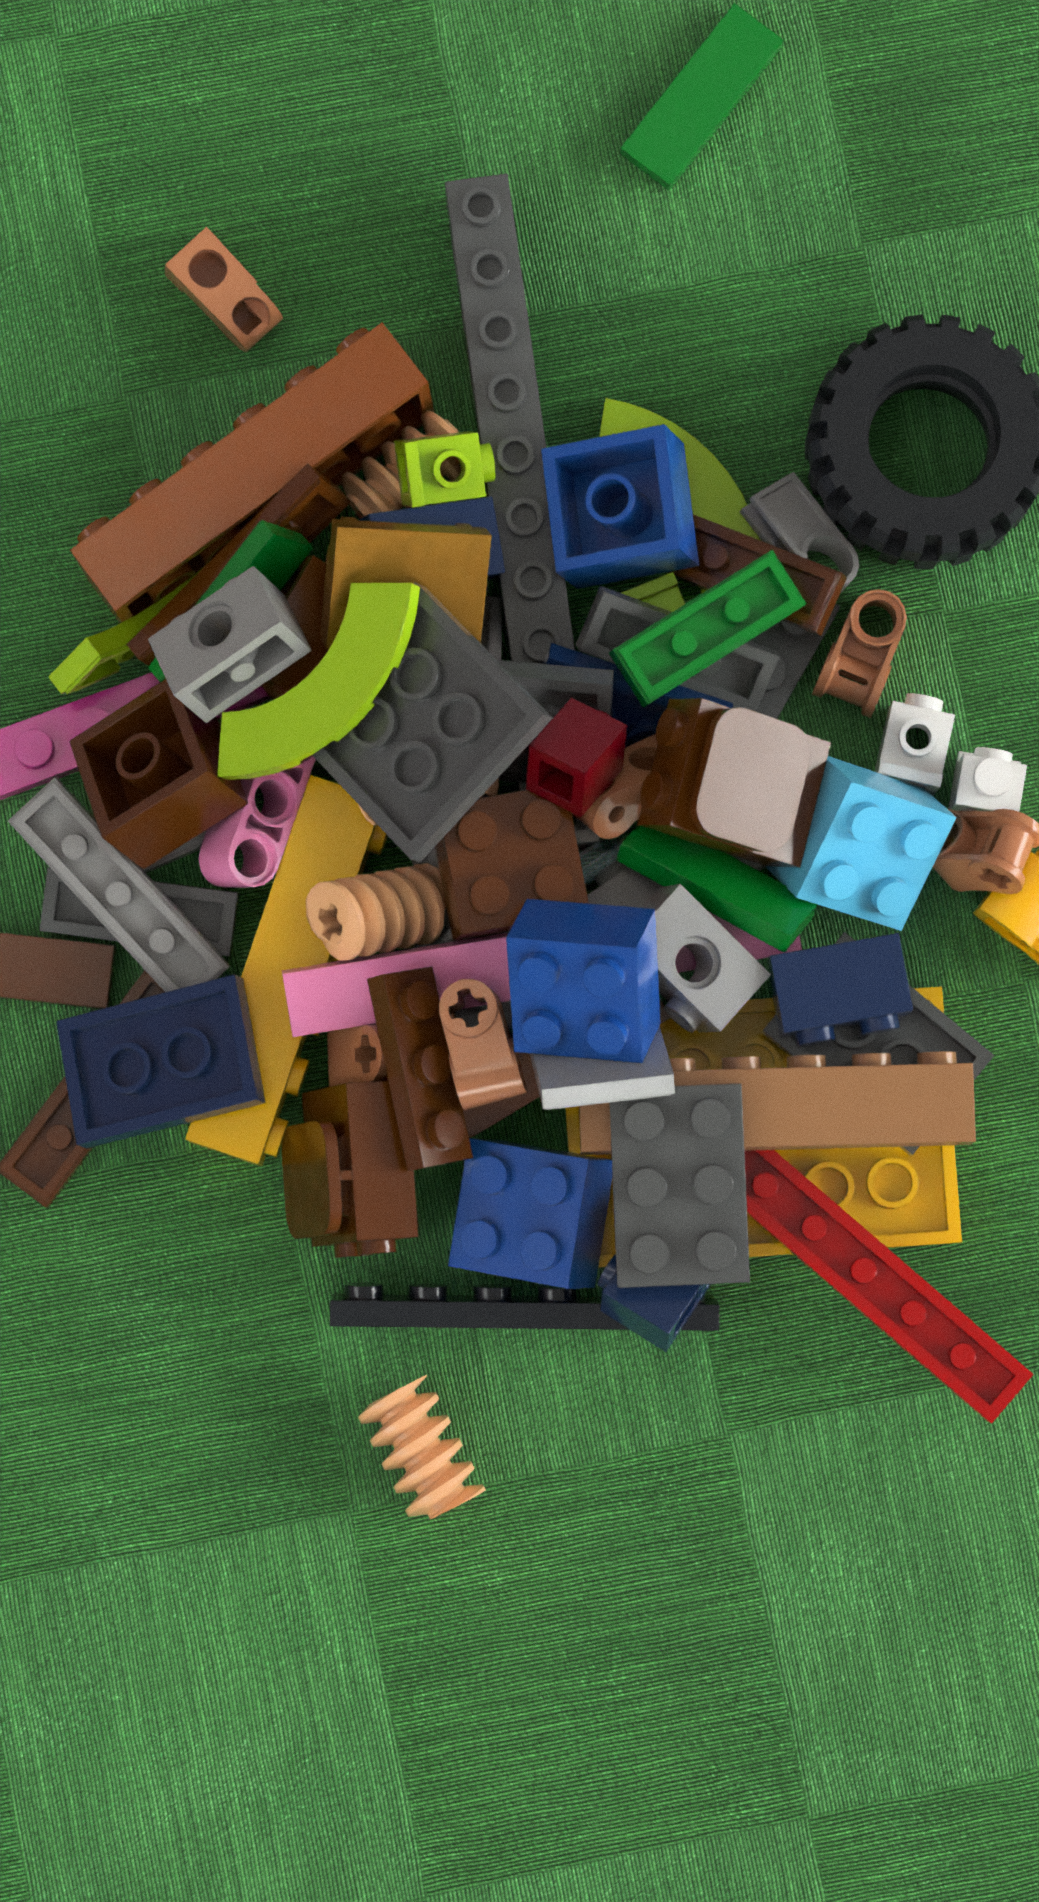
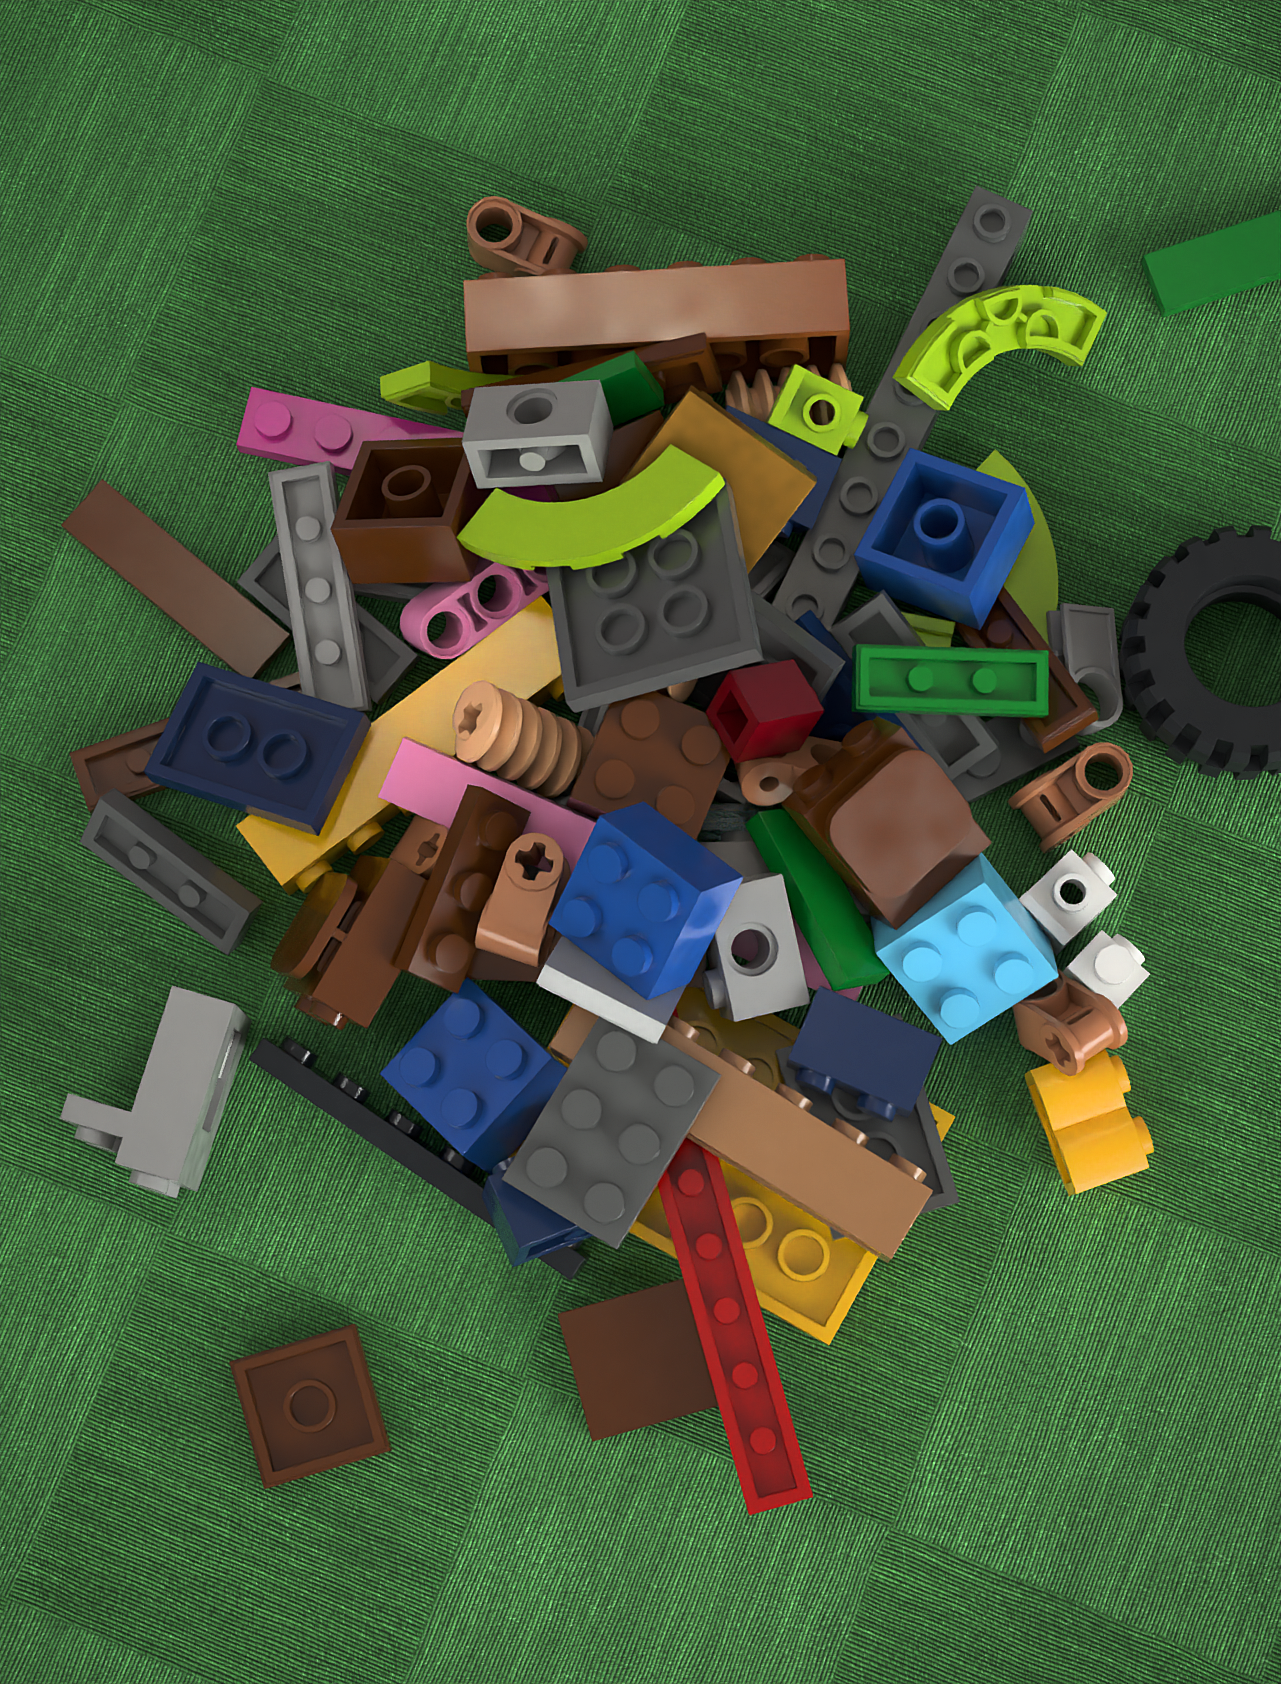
camera: 40 degrees right, 5 degrees down
(92, 477) = (530, 239): none -> nougat piece
(151, 1212) = (170, 871): none -> dark grey plate
(223, 290) = (736, 163): nougat leg -> none
(294, 1398) = (178, 1099): none -> light grey brick
(420, 1451) = (254, 1214): light nougat piece -> none
(536, 296) = (991, 324): none -> lime tile
(569, 1575) = (310, 1406): none -> reddish brown tile
(812, 1357) = (637, 1360): none -> reddish brown tile

